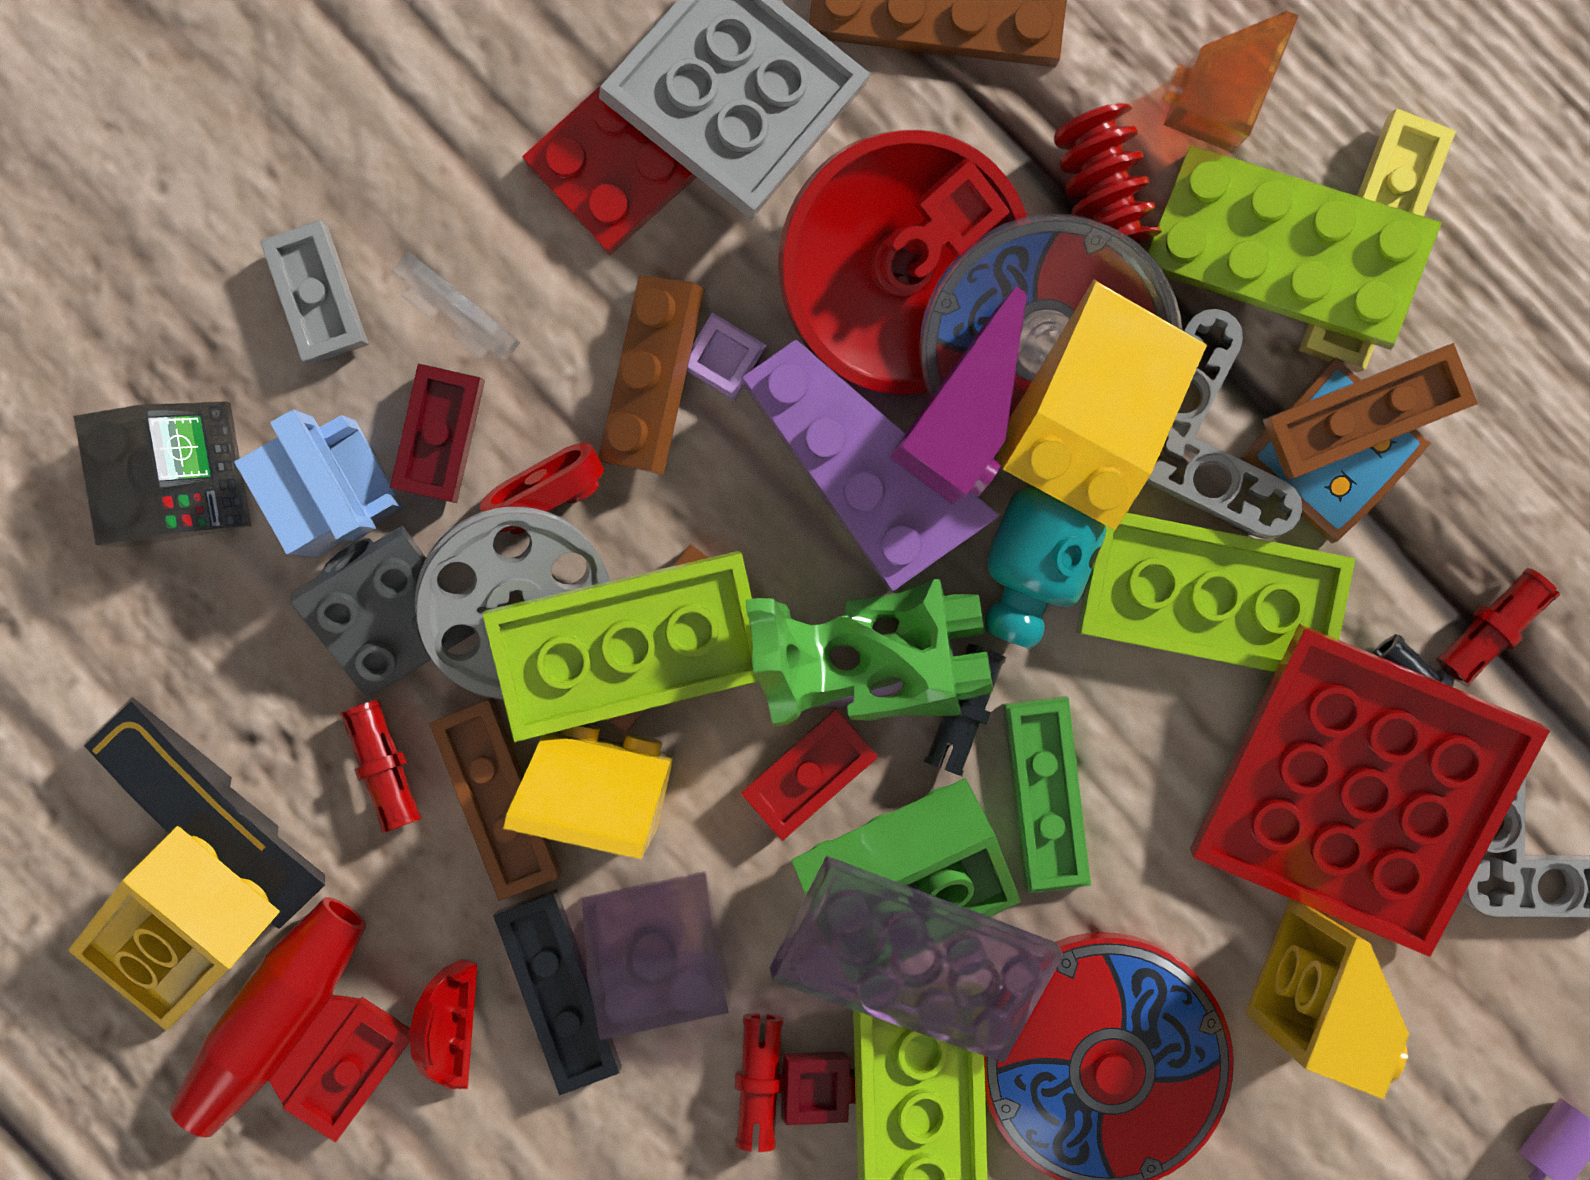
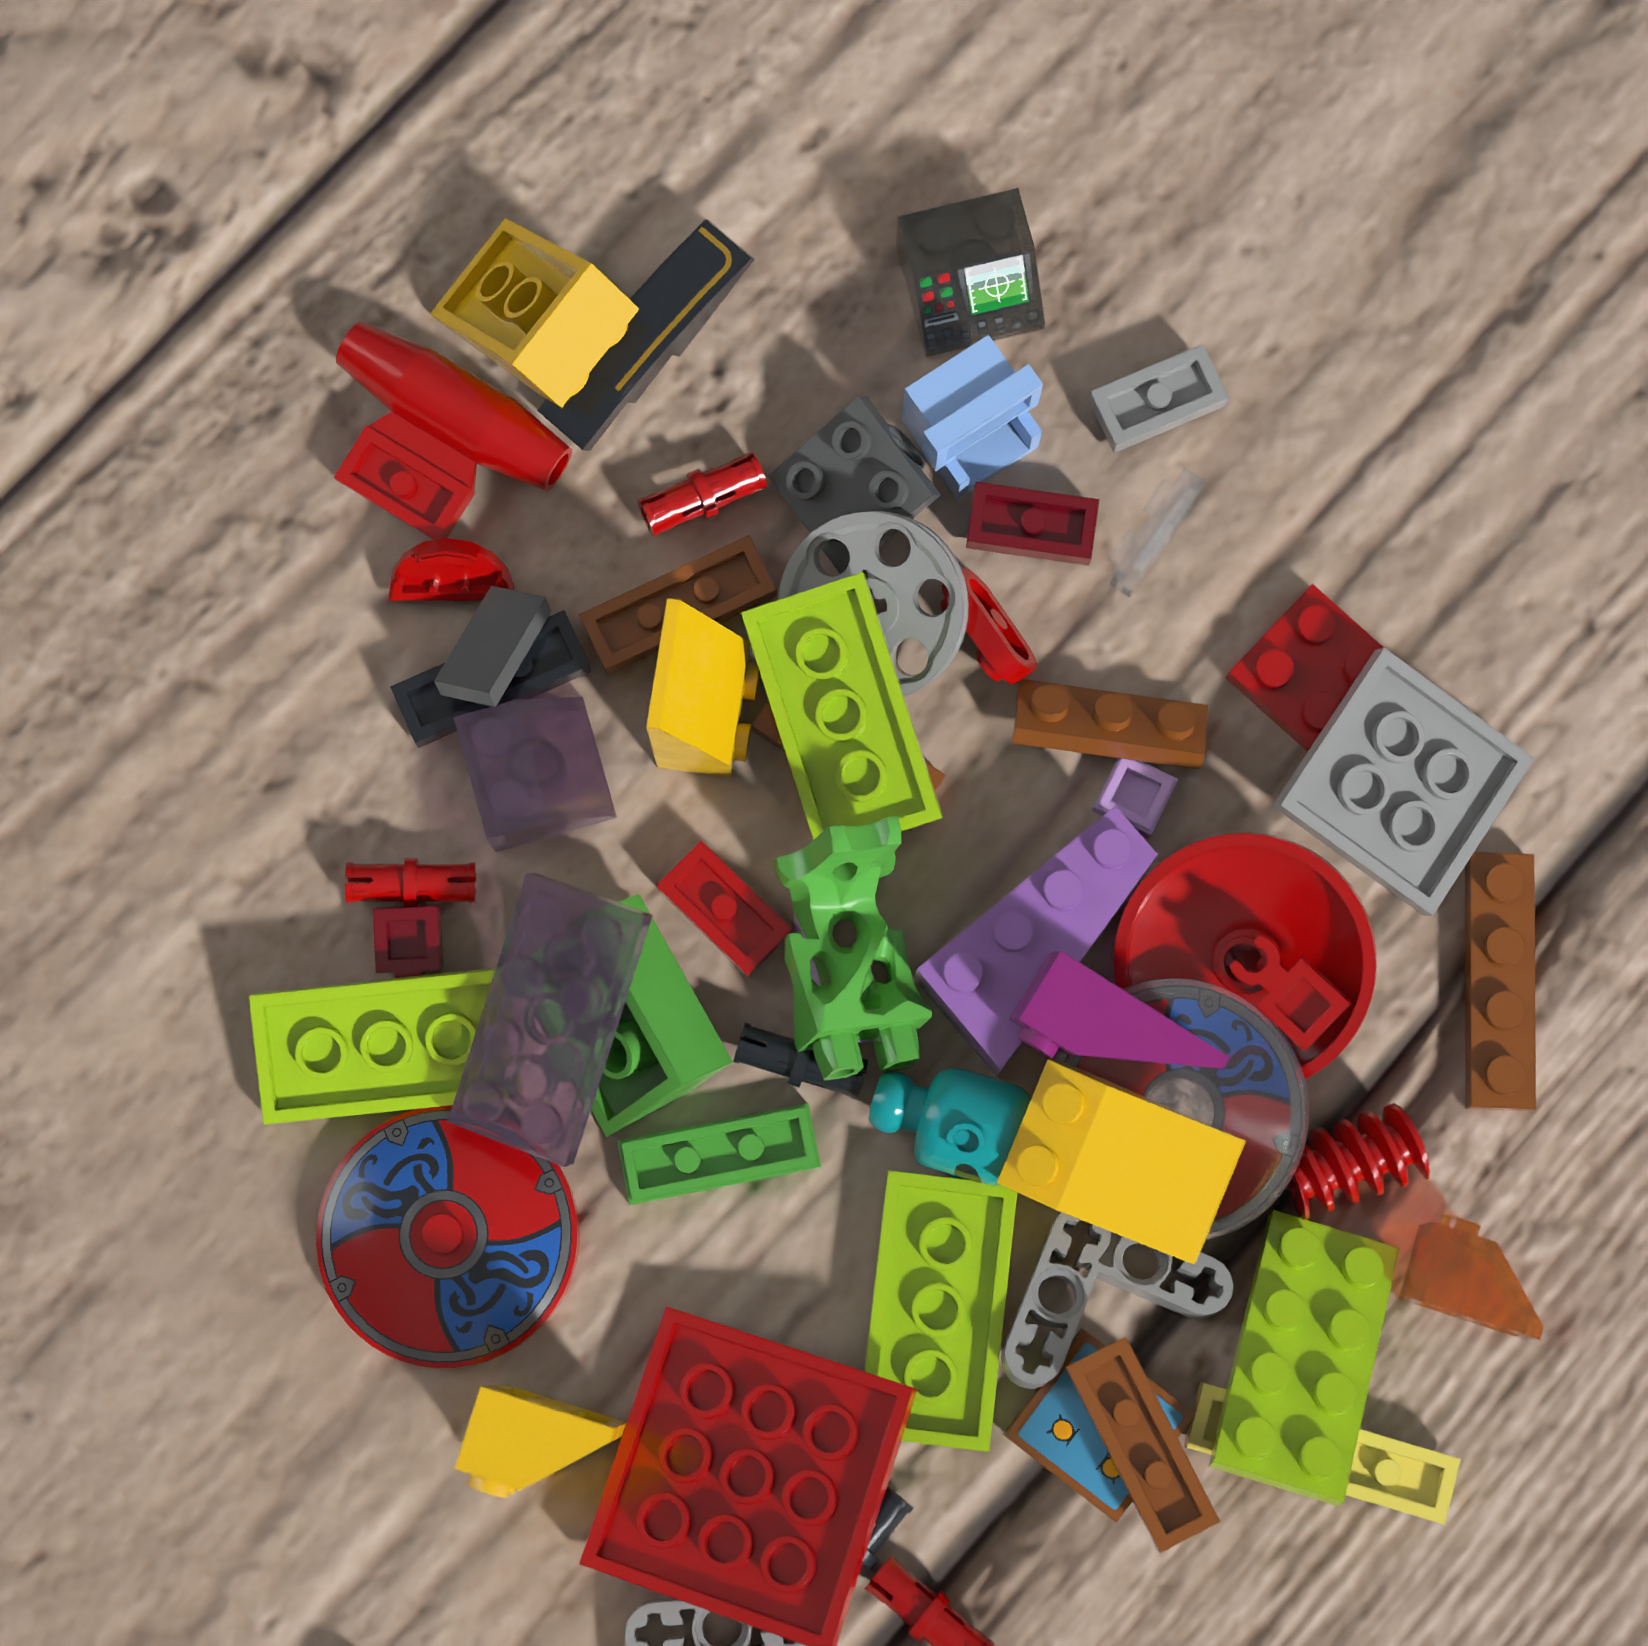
camera: 80 degrees right, 10 degrees down
(527, 993) = (493, 646): none -> dark grey tile

